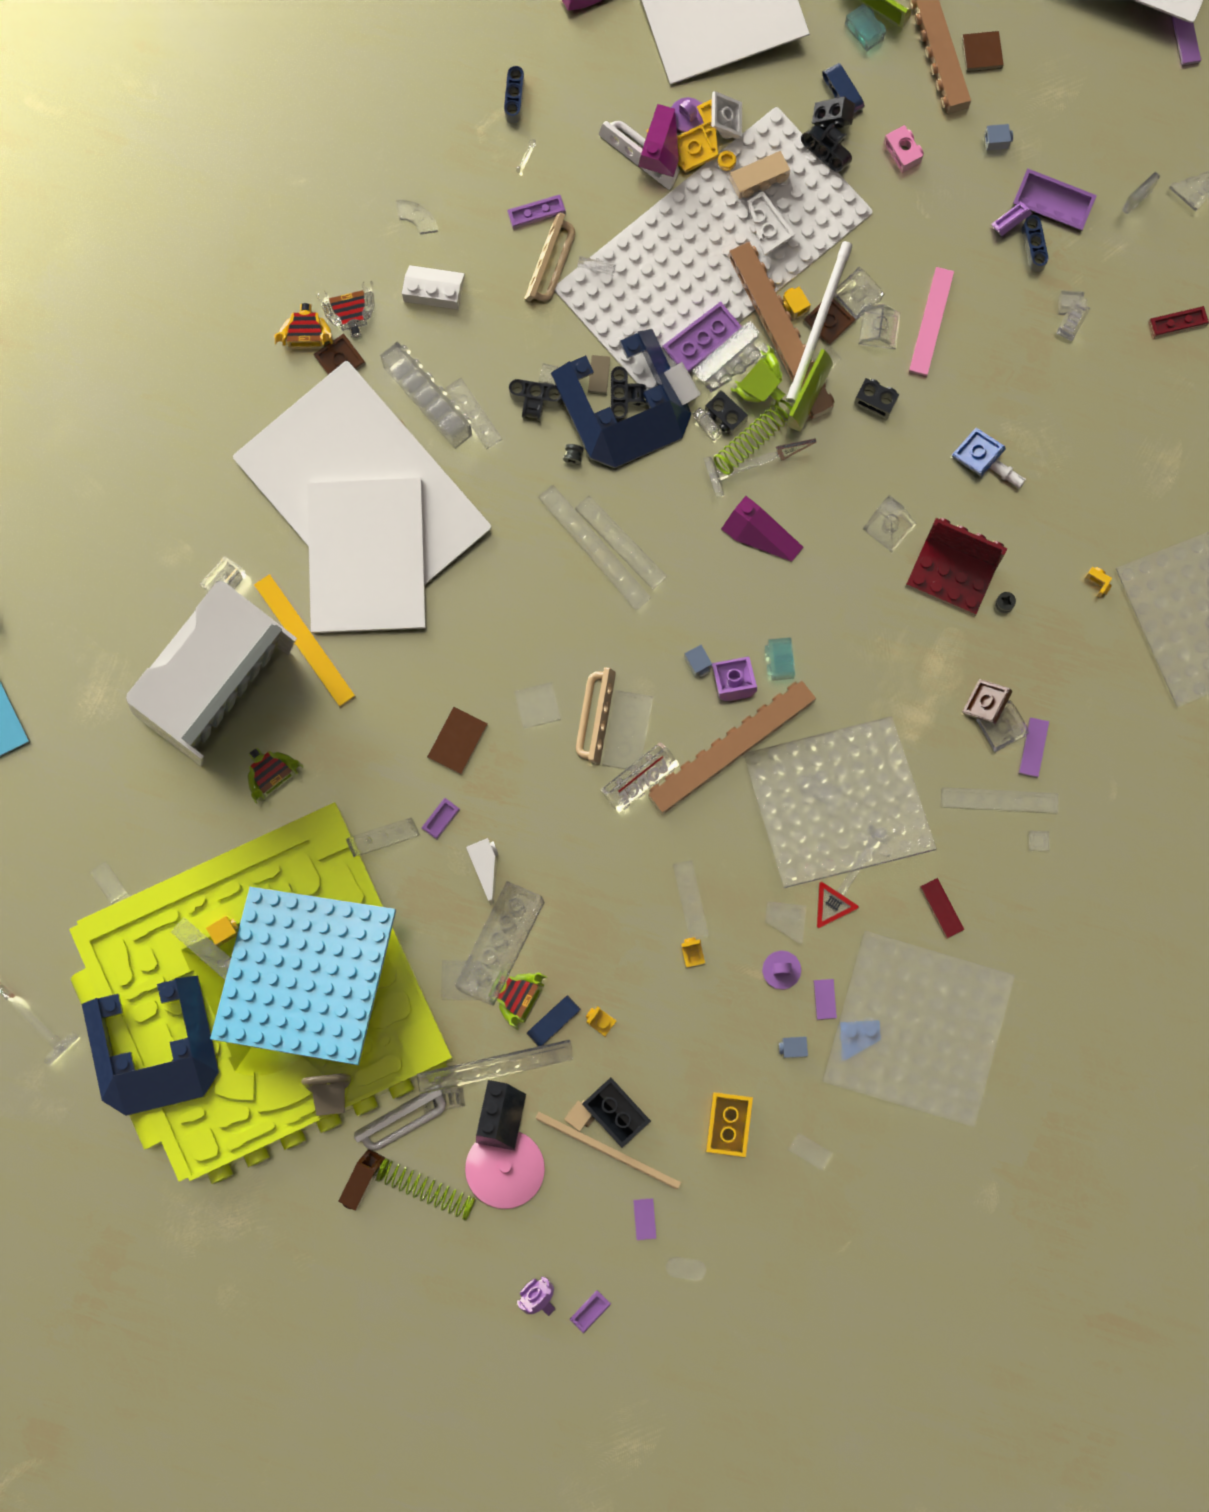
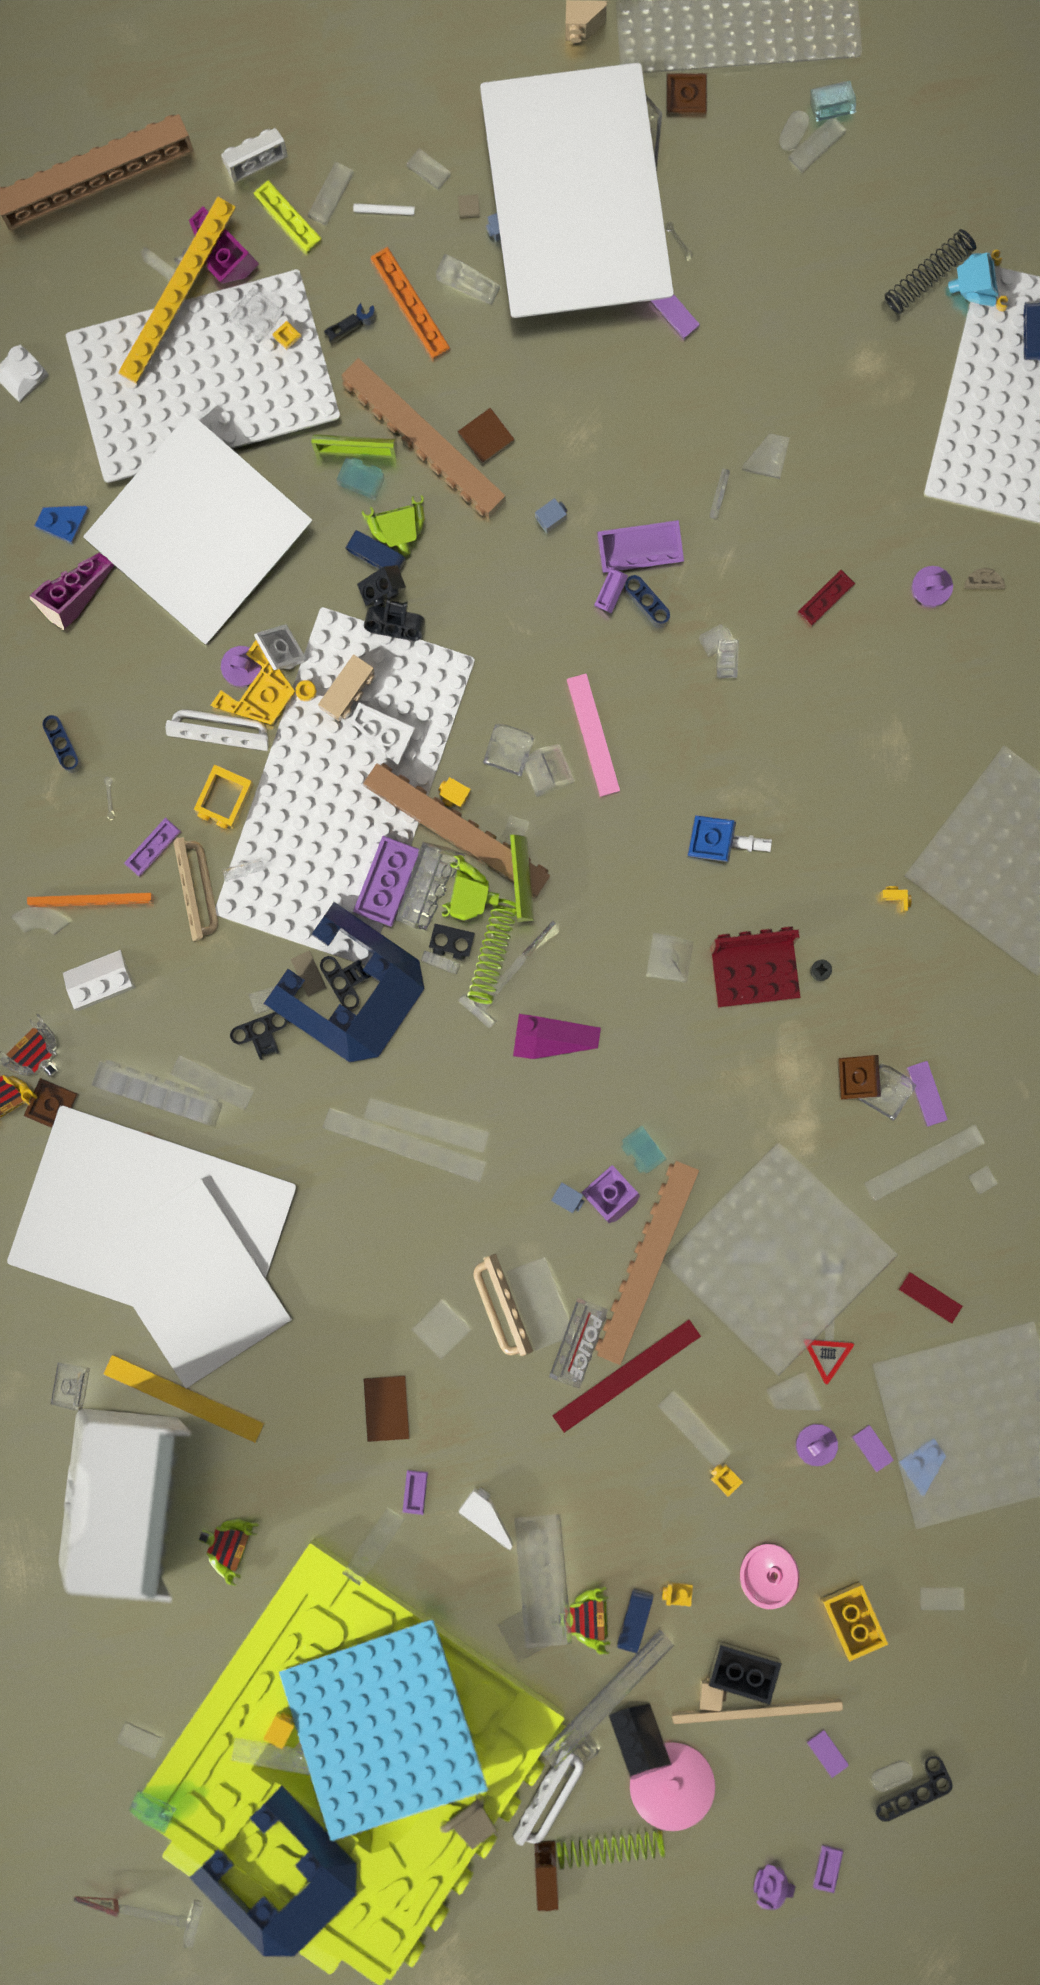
camera: 25 degrees left, 5 degrees up
(85, 934) = (152, 1811): none -> clear light blue slope
(465, 222) = (86, 900): none -> orange tile
(573, 454) = (330, 1067): pearl dark grey wheel -> none
(631, 195) = (230, 777): none -> yellow window
(661, 144) = (235, 715): magenta wedge -> none
(662, 826) = (626, 1375): none -> dark red tile
(676, 1042) = (758, 1576): none -> bright pink dish
(682, 383) = (394, 939): white panel -> none
(694, 1289) = (911, 1791): none -> black beam
(793, 1047) = (871, 1512): sand blue brick -> none
(835, 324) = (496, 791): reddish brown tile -> none
(842, 257) = (505, 881): white piece -> none
(873, 77) = (398, 525): none -> lime torso
(874, 402) = (586, 848): black brick -> none
(904, 158) = (474, 589): bright pink brick -> none

